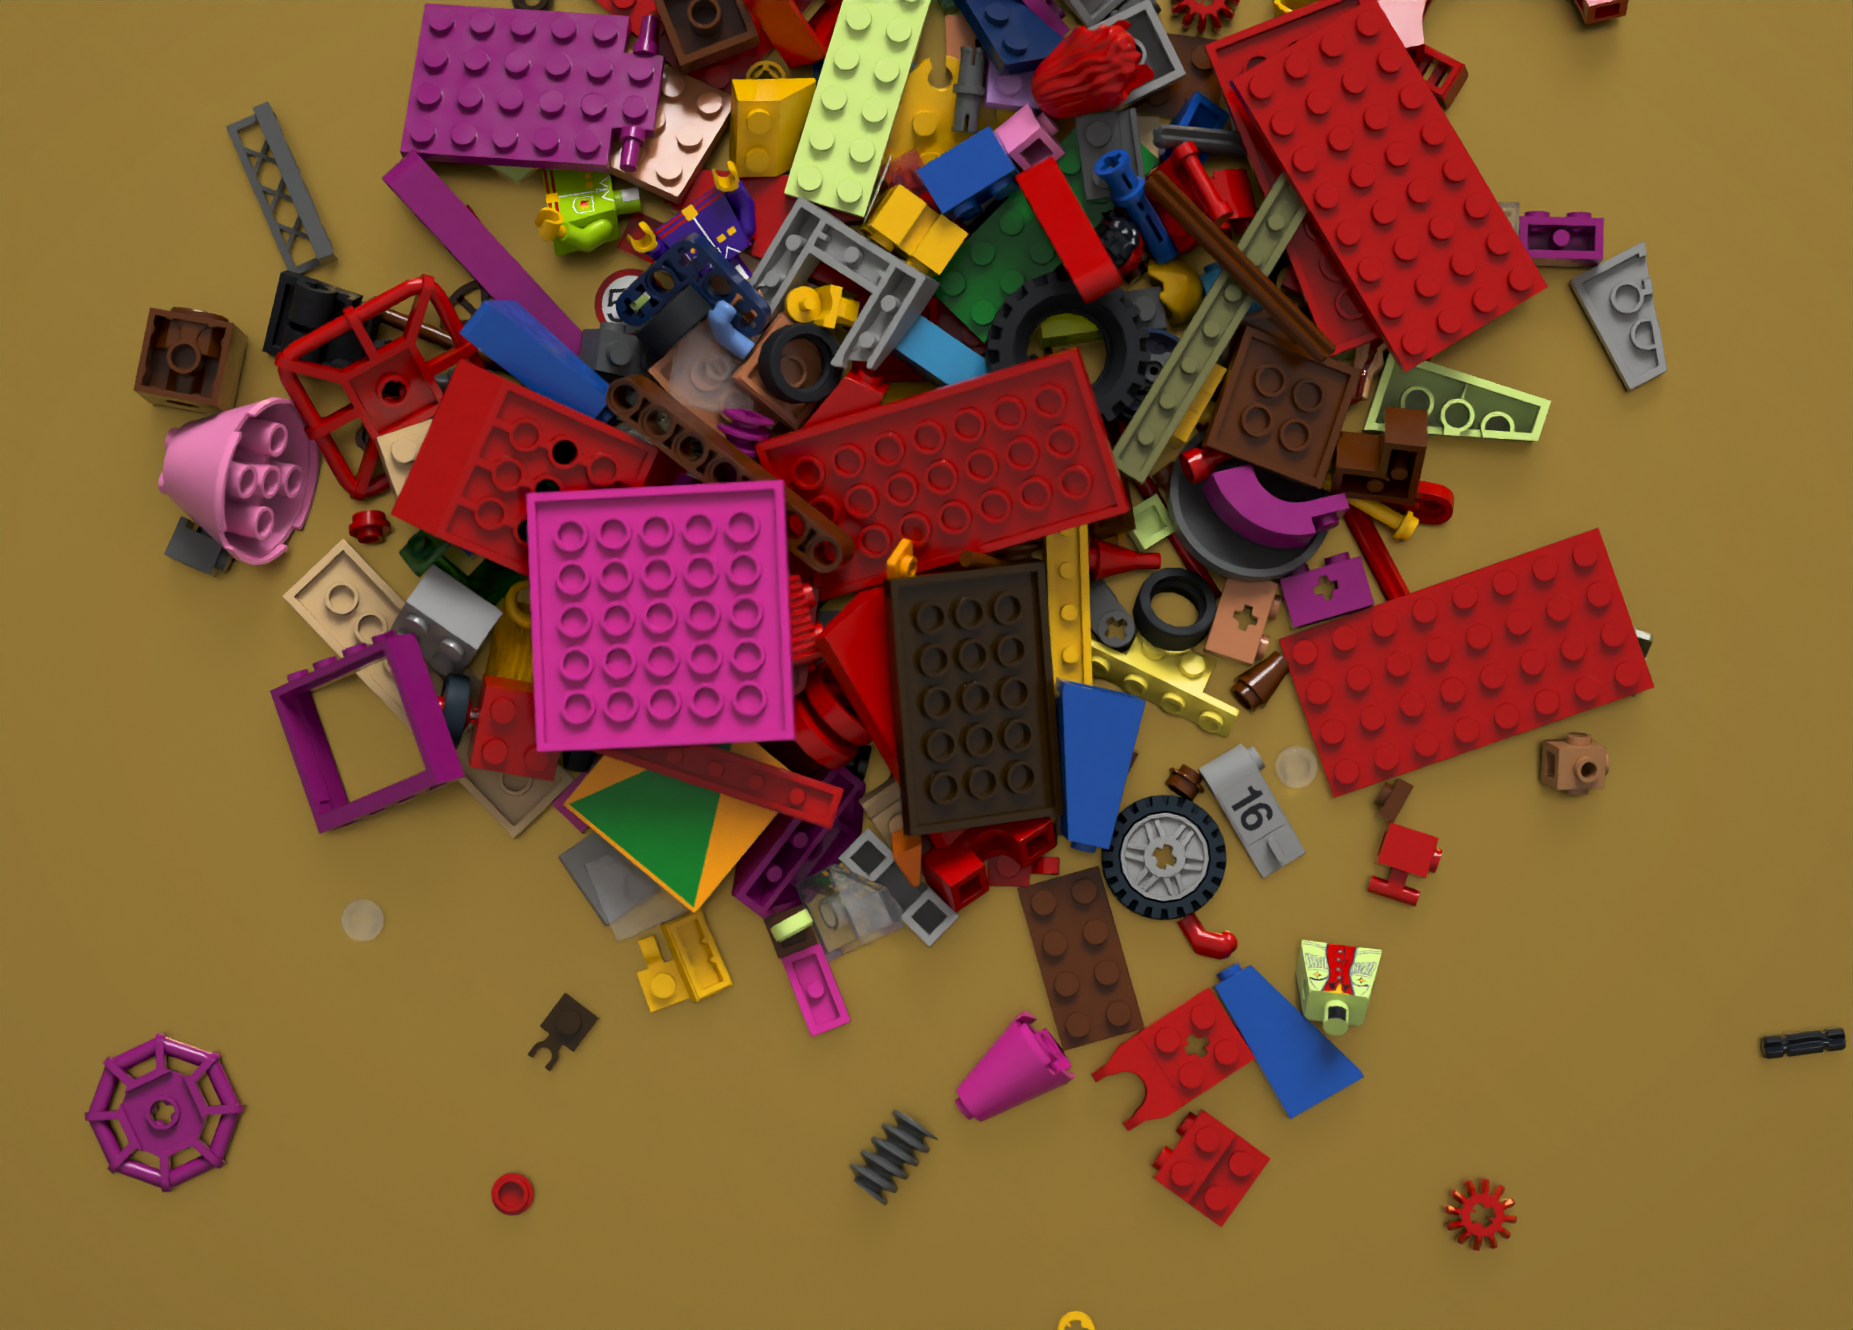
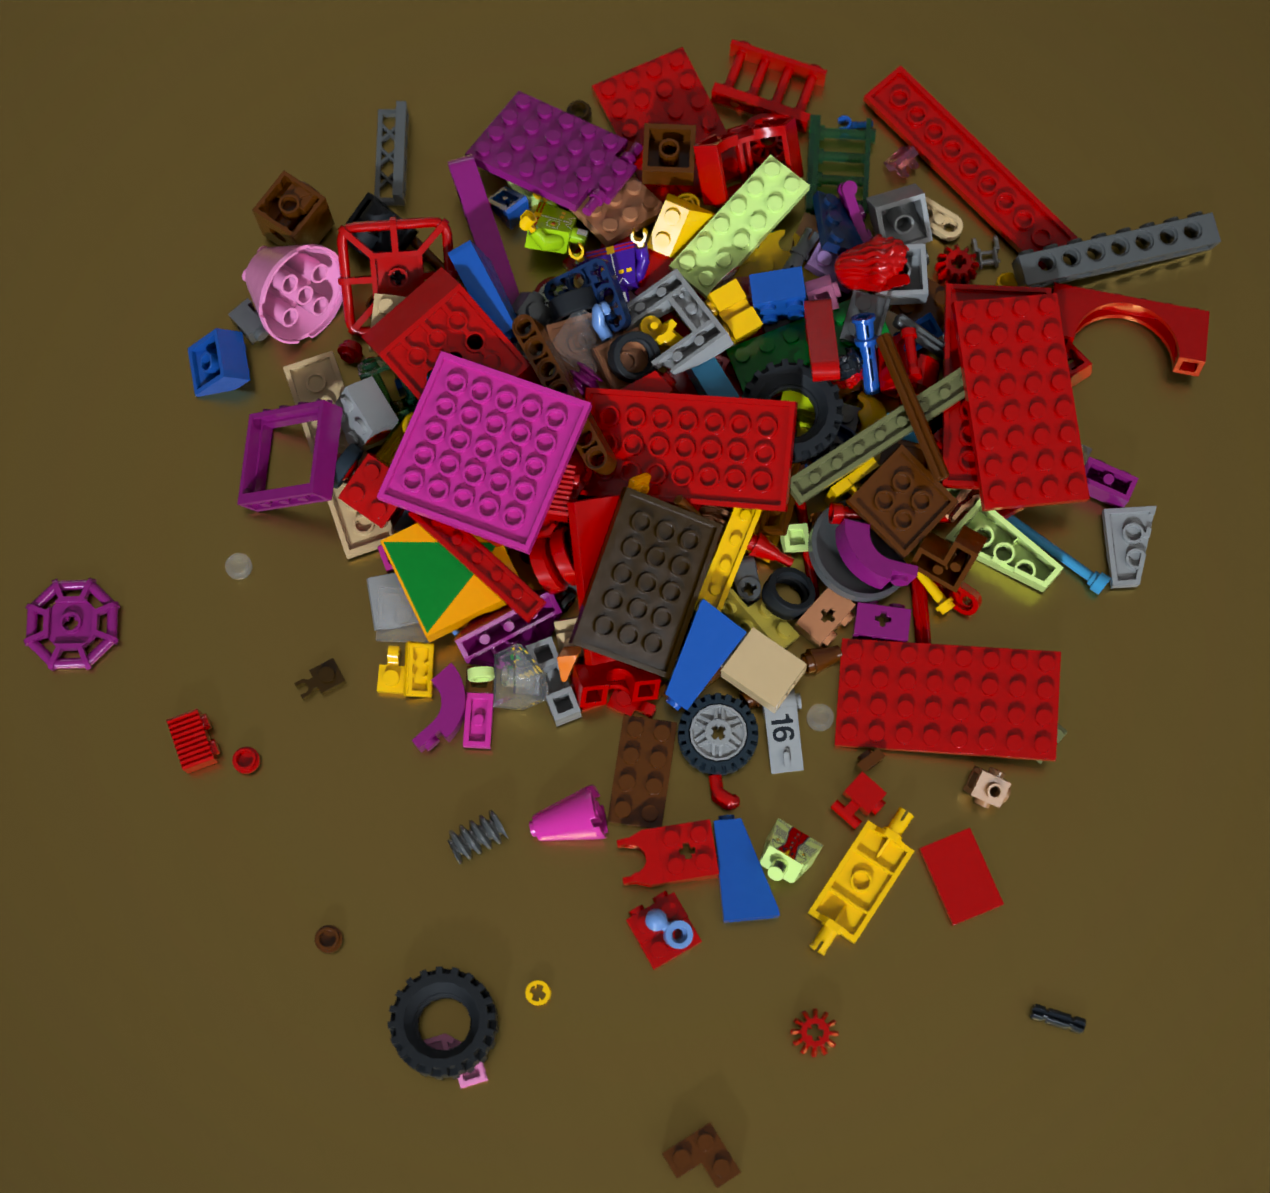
camera: 25 degrees right, 10 degrees down
(183, 631) = (218, 362): none -> blue slope
(425, 1201) = (193, 740): none -> red brick
(495, 194) = (509, 205): none -> blue slope
(773, 991) = (451, 712): none -> magenta arch
(1190, 742) = (763, 670): none -> tan brick
(1199, 1163) = (657, 920): none -> medium blue plate
(1454, 975) = (861, 881): none -> yellow plate
(1589, 905) = (961, 876): none -> red tile
(1602, 390) = (1095, 580): none -> dark azure piece

